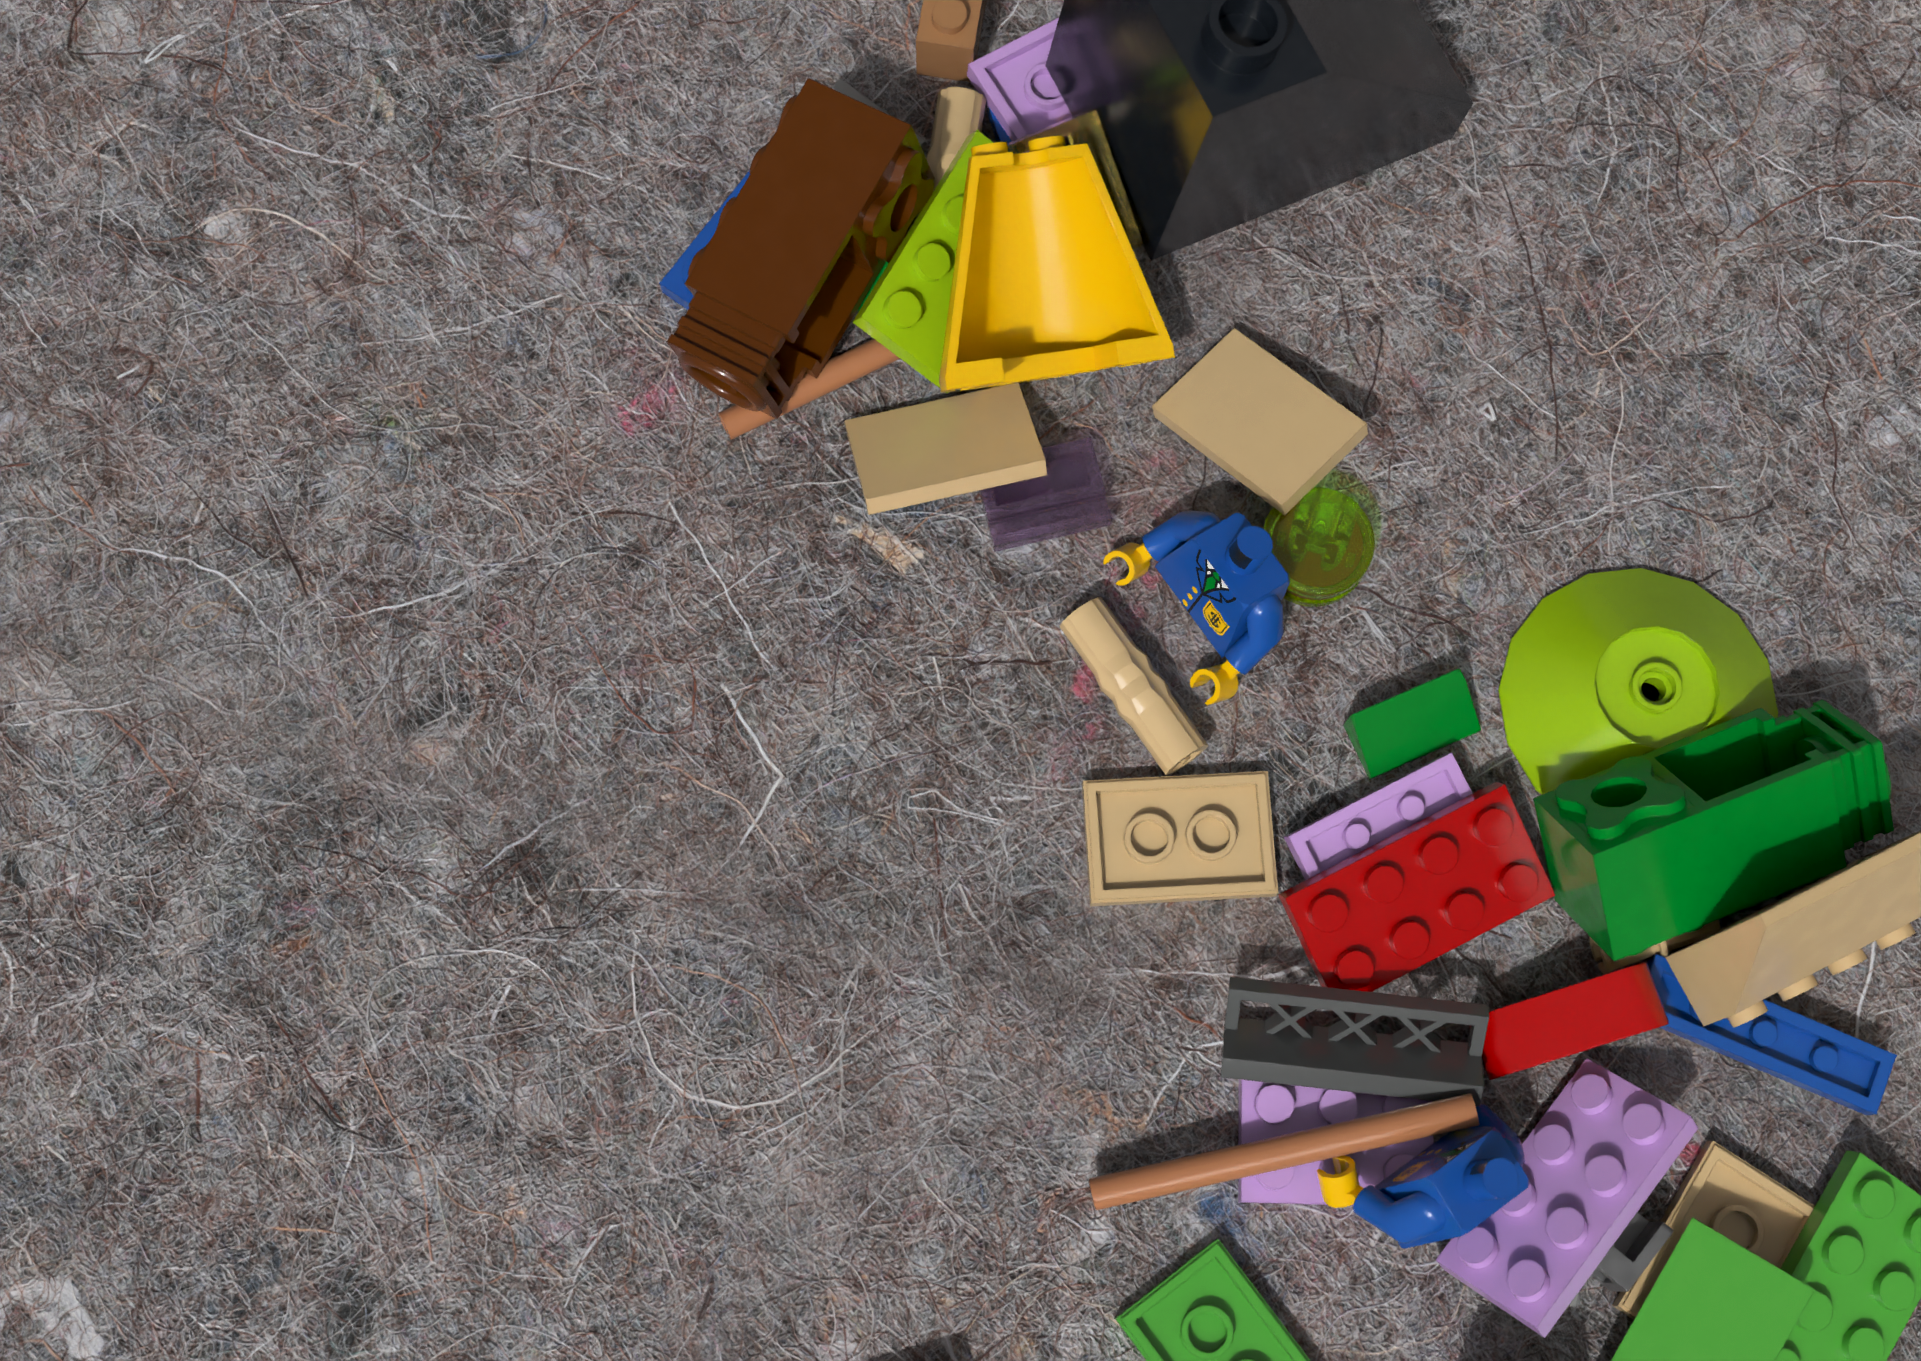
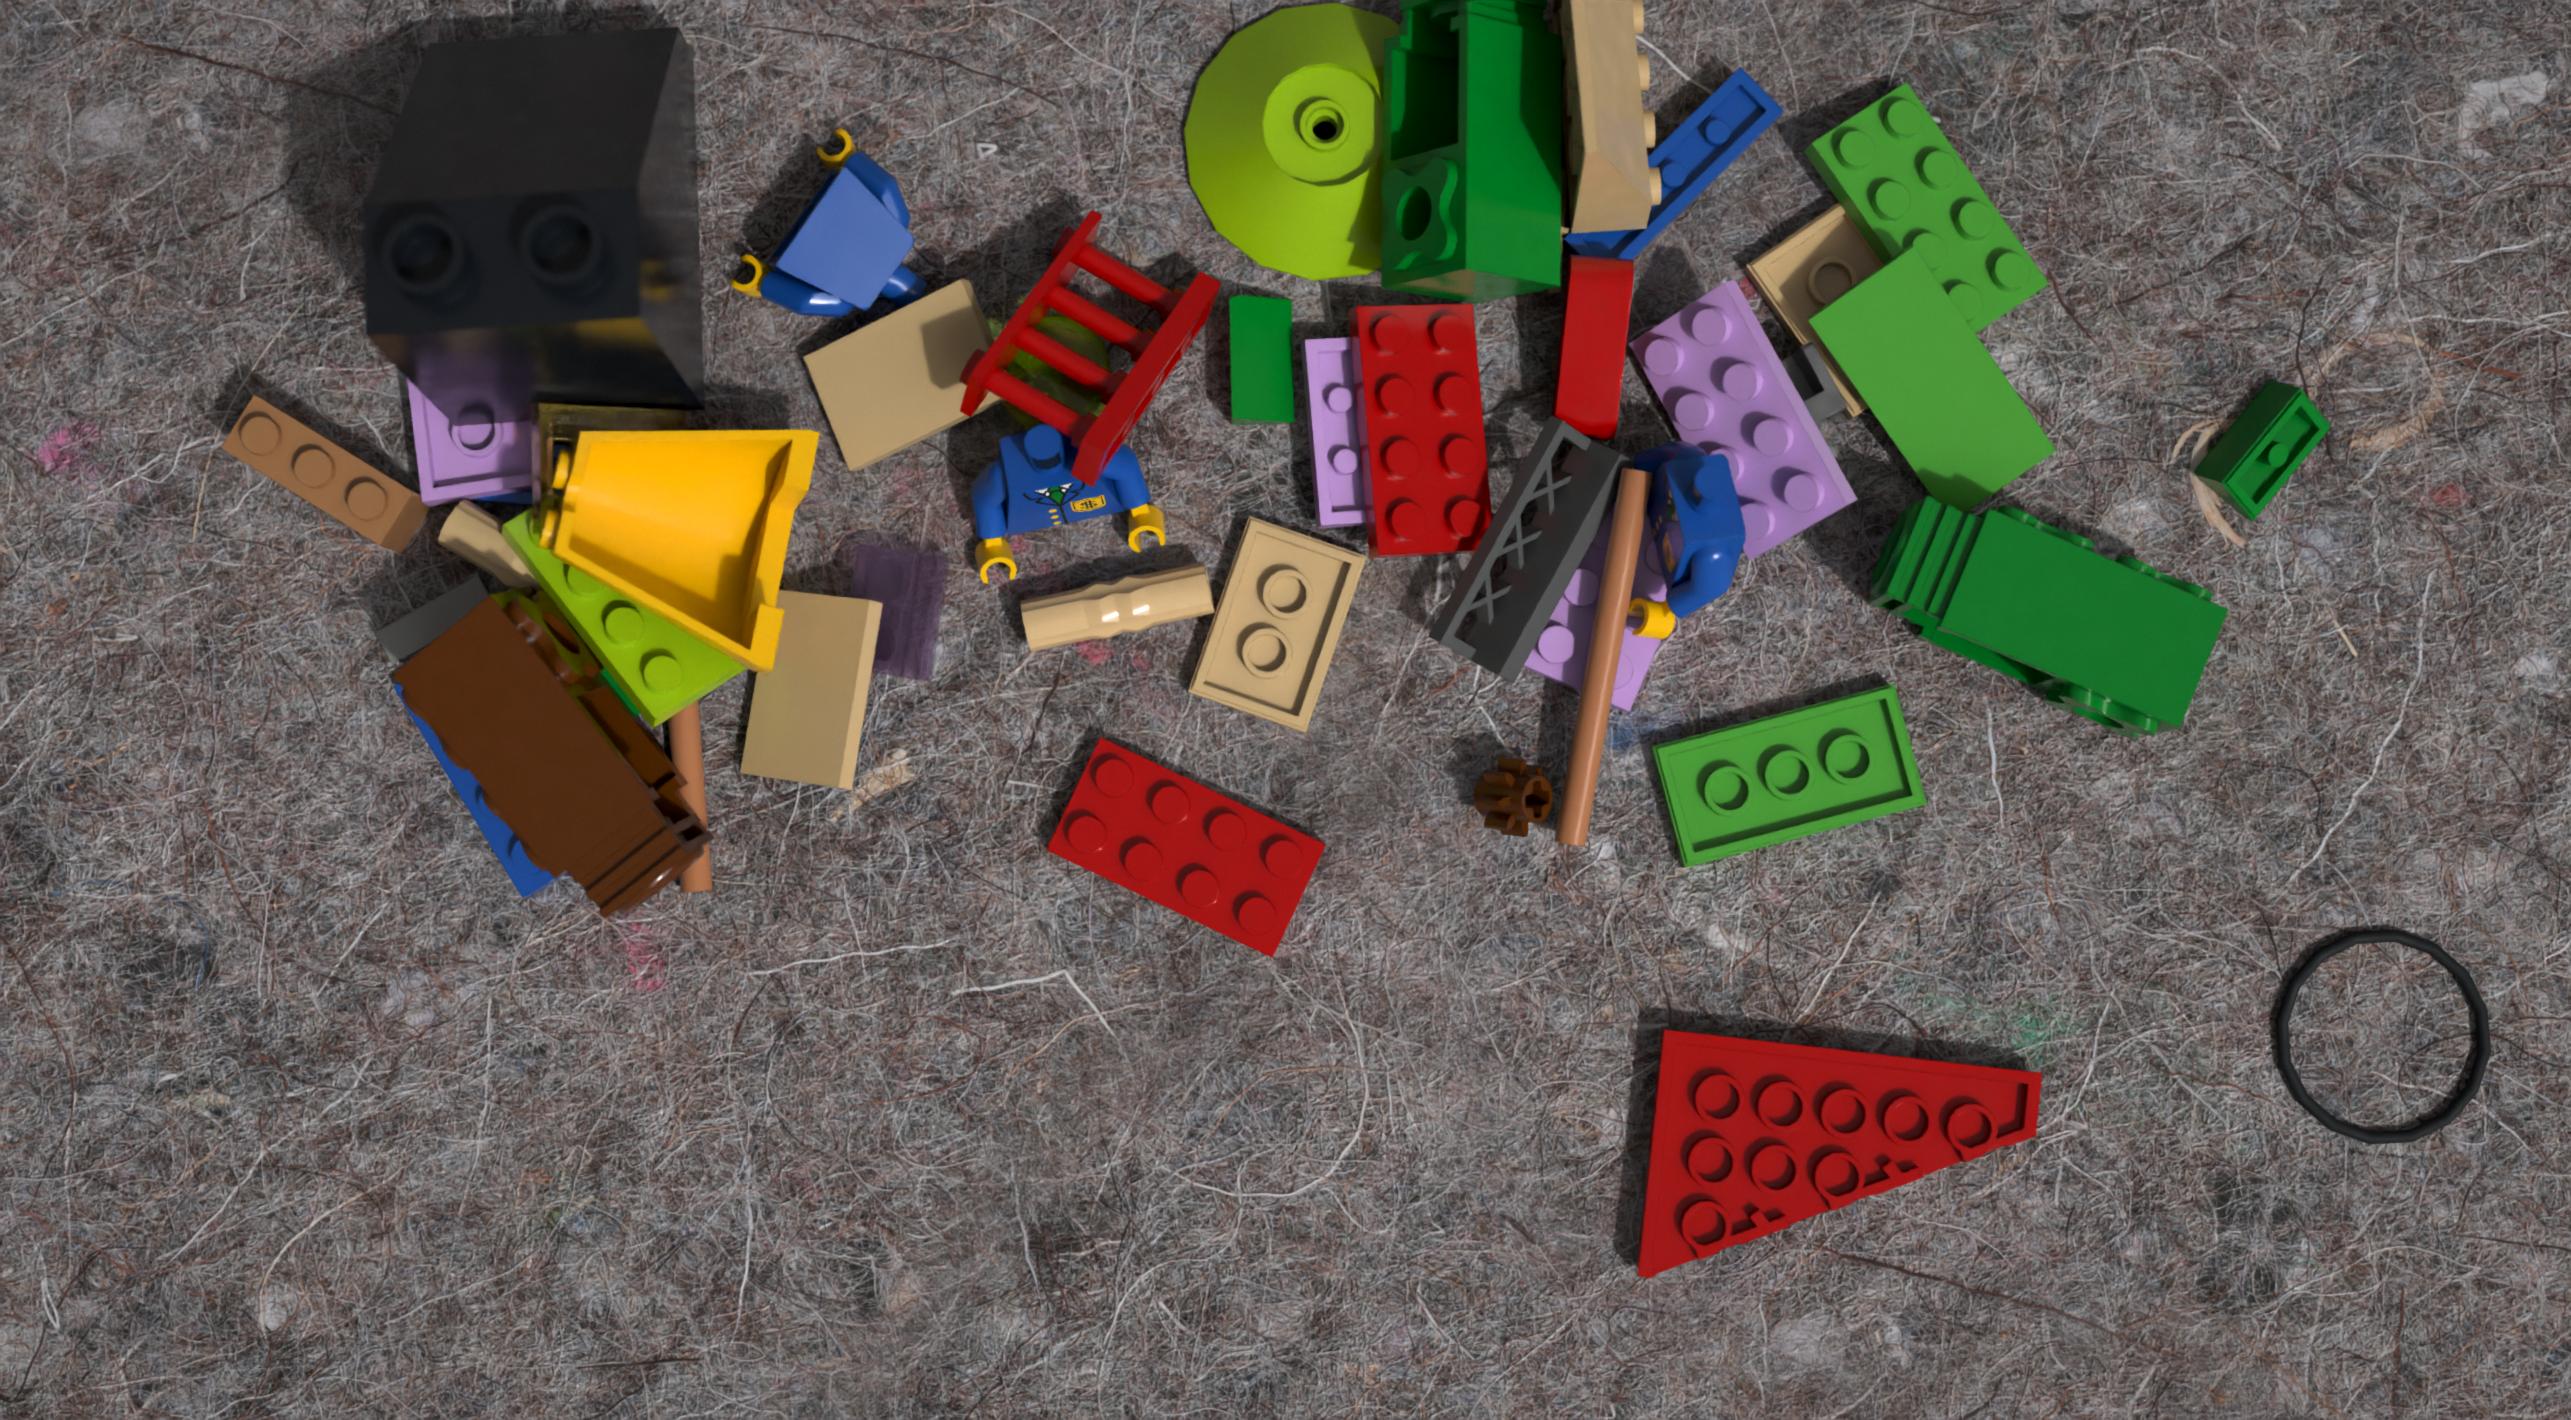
camera: 60 degrees left, 10 degrees up
(939, 839) = (1186, 847): none -> red plate
(1113, 1121) = (1513, 796): none -> reddish brown gear
(1328, 604) = (1122, 393): none -> red fence
(1348, 317) = (842, 244): none -> blue torso

